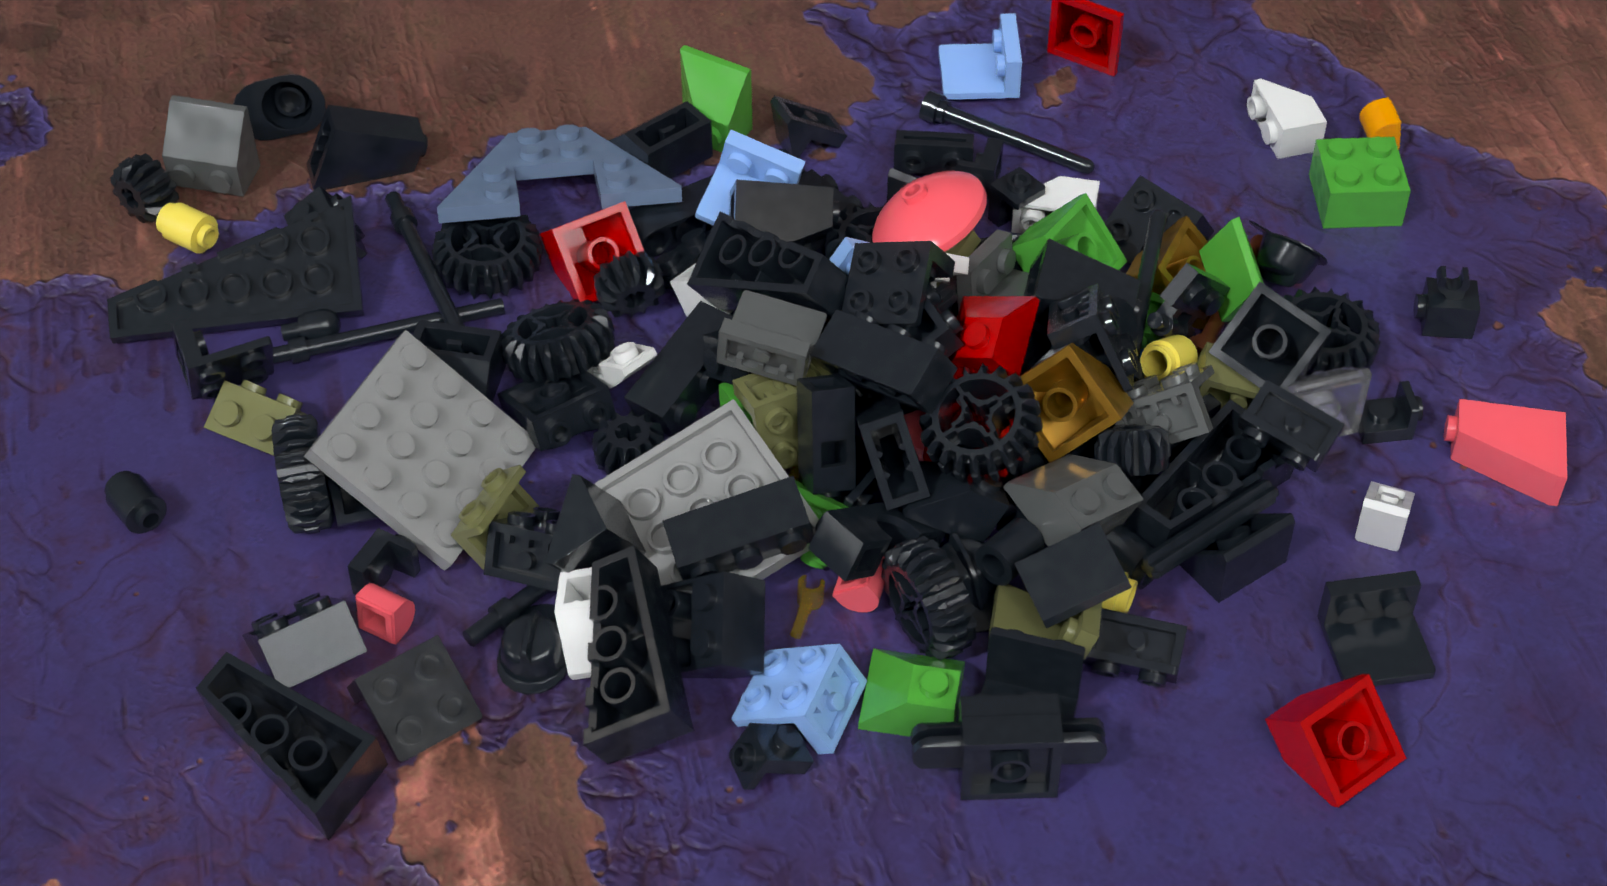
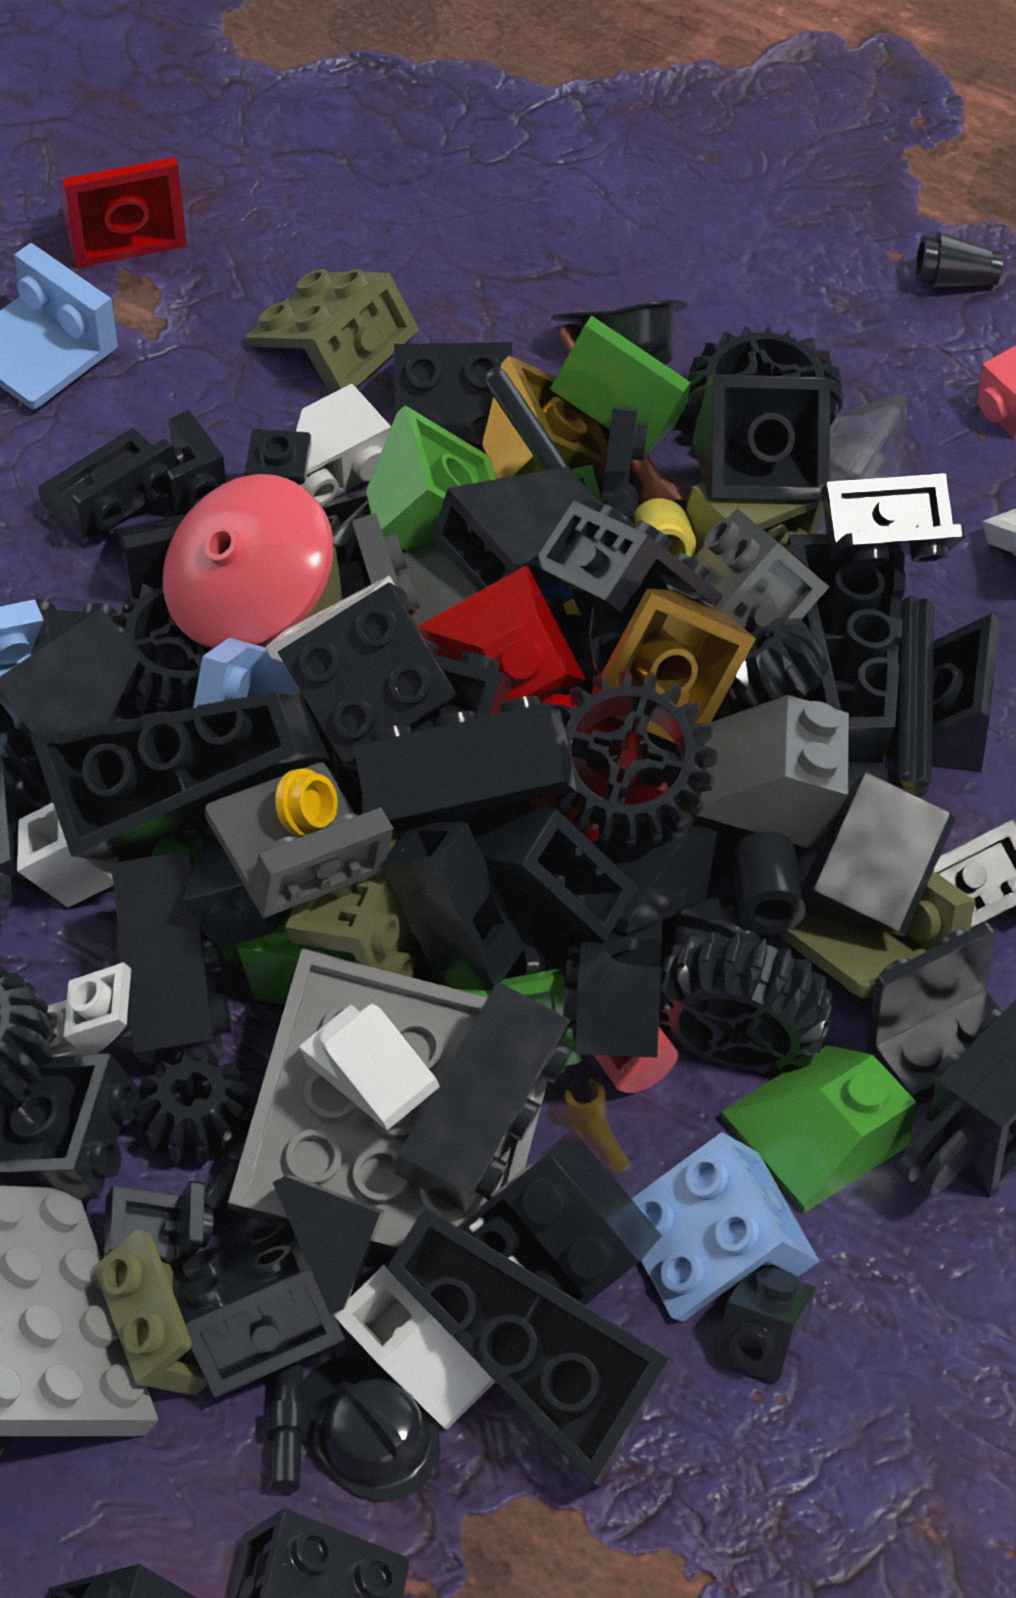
camera: 45 degrees left, 5 degrees up
(379, 558) = (74, 1476): black bracket -> none
(384, 613) = (158, 1540): coral brick -> none
(546, 479) = (175, 1222): none -> black bracket
(694, 467) = (370, 1064): none -> white slope
(786, 317) = (305, 802): none -> yellow plate
(937, 109) = (51, 426): black piece -> none
(1137, 152) = (341, 322): none -> olive bracket
(1286, 118) = (444, 166): white slope -> none
(1359, 182) = (605, 189): bright green brick -> none
(1381, 120) = (549, 105): light orange brick -> none
(1391, 417) = (929, 429): black bracket -> none
(1448, 305) = (846, 268): black brick -> none
(1521, 346) = (953, 262): none -> black cone

